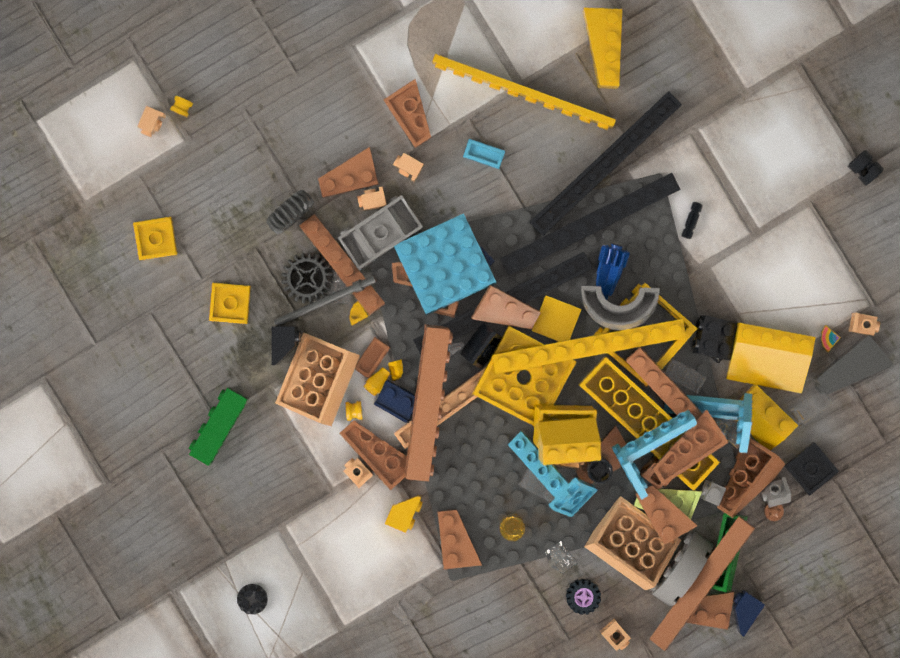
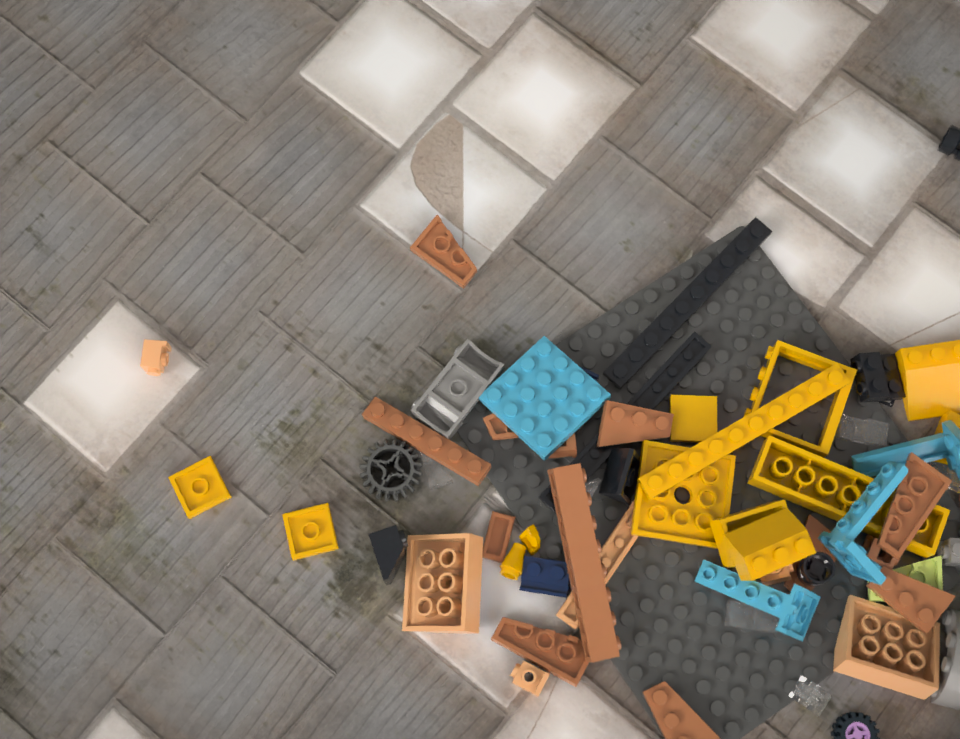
camera: 20 degrees left, 15 degrees down
(181, 106) = (185, 329): yellow wheel -> none
(218, 426) = (343, 681): green brick -> none
(290, 211) = (346, 400): dark grey gear -> none
(350, 176) = (401, 342): nougat wing -> none
(353, 410) = (499, 605): yellow wheel -> none
(356, 286) = (453, 454): dark grey bar -> none
(357, 313) = (463, 491): yellow tile -> none
(372, 199) = (435, 357): light nougat brick -> none
(402, 513) = (601, 711): yellow slope -> none
(408, 166) = (463, 308): light nougat brick -> none
(484, 153) = (542, 269): medium azure tile -> none
(512, 527) = (739, 677): clear yellow wheel -> none
(514, 89) = (561, 188): yellow plate -> none
(604, 37) = (628, 109): yellow wedge -> none
(605, 163) = (678, 235): black plate -> none
(610, 267) = (732, 345): blue piece -> none
(616, 316) = (760, 384): light grey brick -> none
(661, 383) = (843, 443): nougat plate -> none
(692, 220) = (797, 262): black axle -> none

